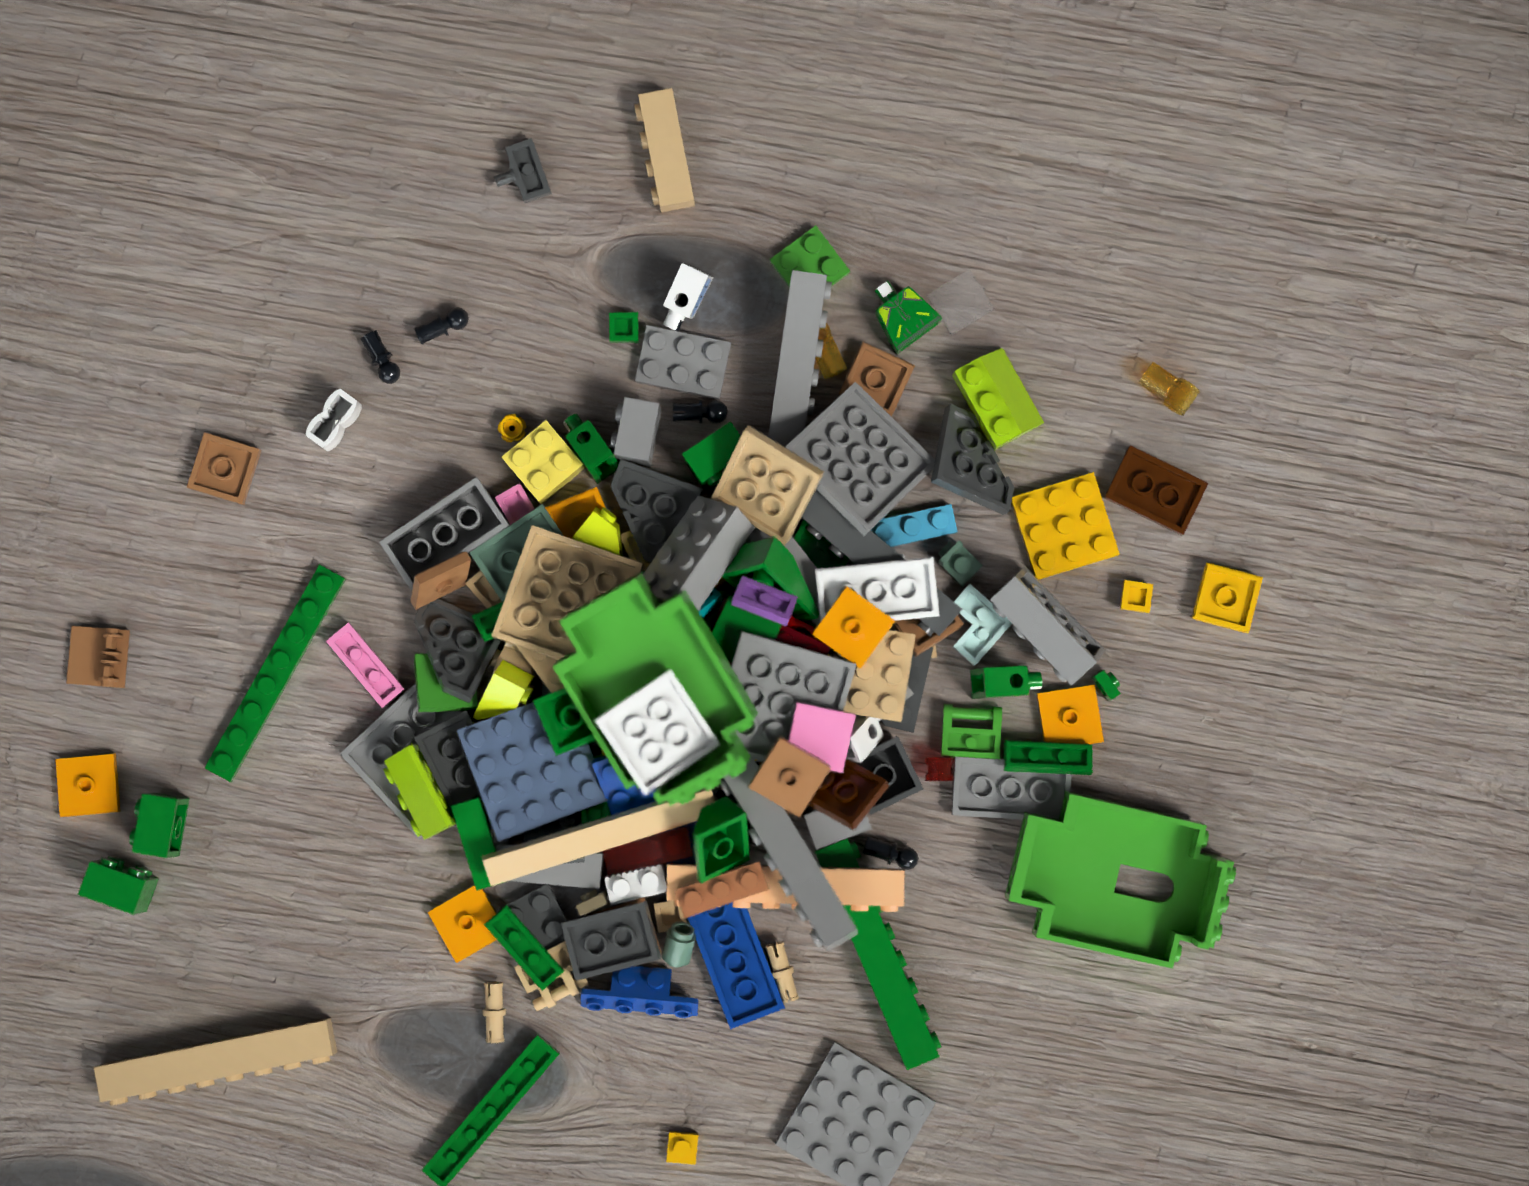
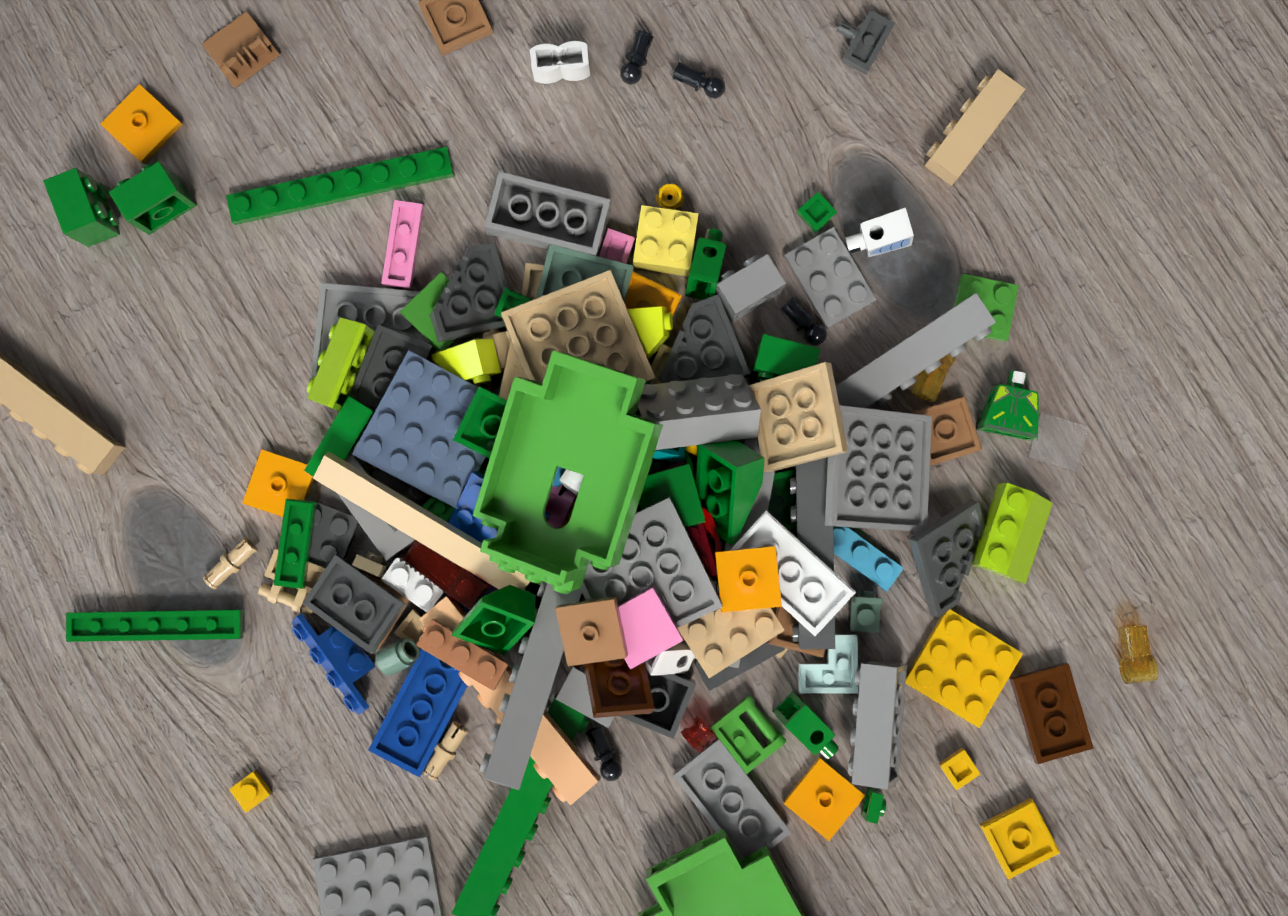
camera: 50 degrees right, 0 degrees up
(440, 580) = (511, 240): medium nougat plate -> none
(657, 732) = (534, 500): white plate -> none
(764, 600) = (708, 493): medium lavender plate -> none
(1048, 757) = (780, 810): green tile -> none

